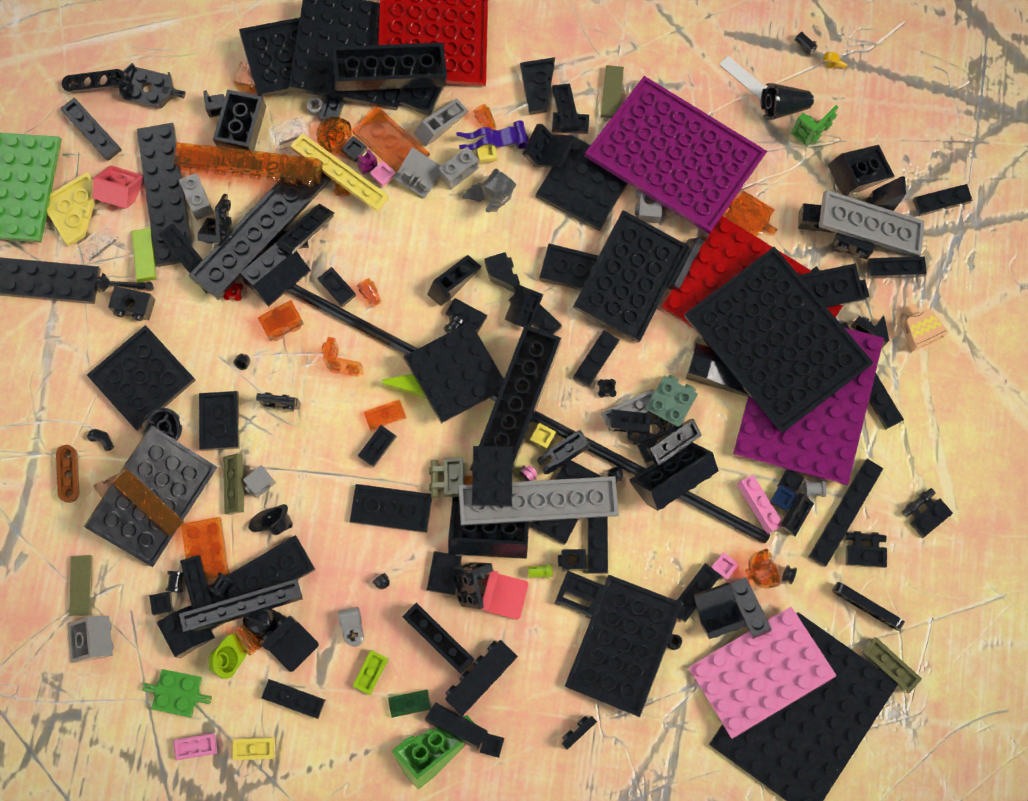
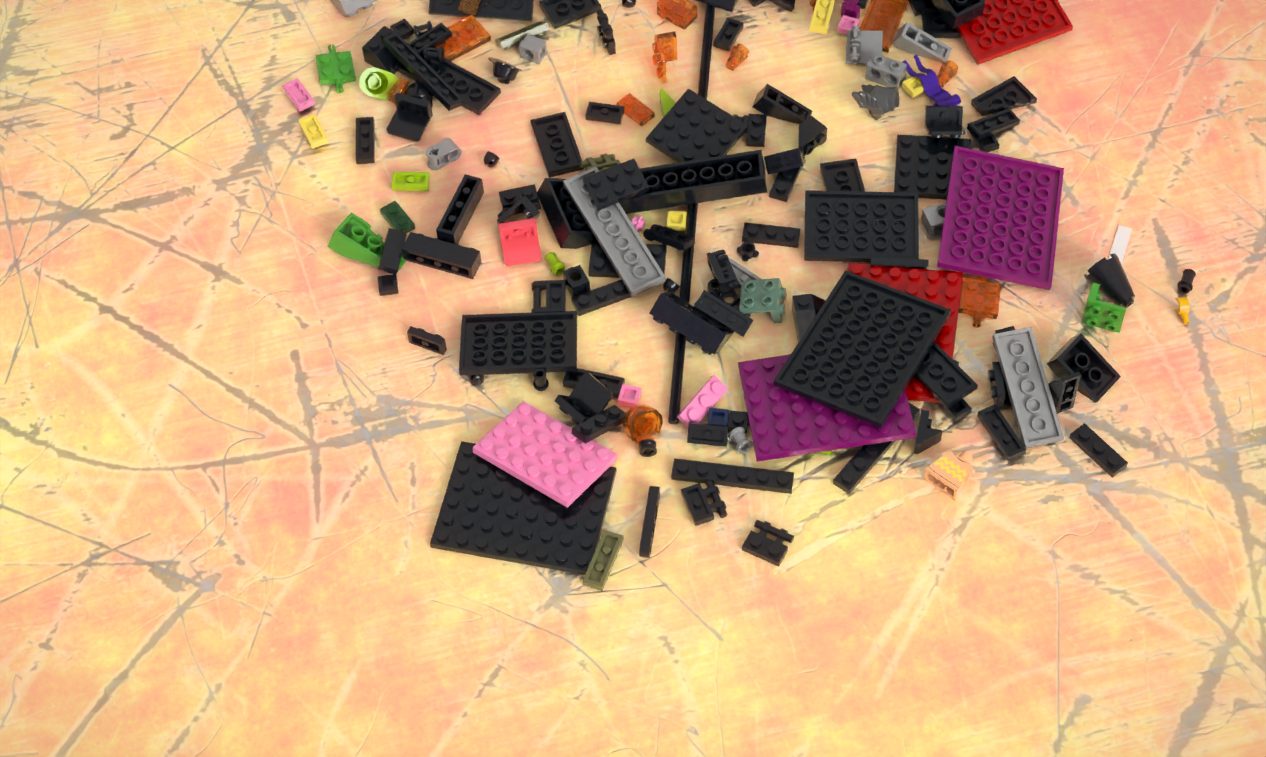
camera: 70 degrees right, 20 degrees down
(612, 90) = (1038, 152): olive tile -> none

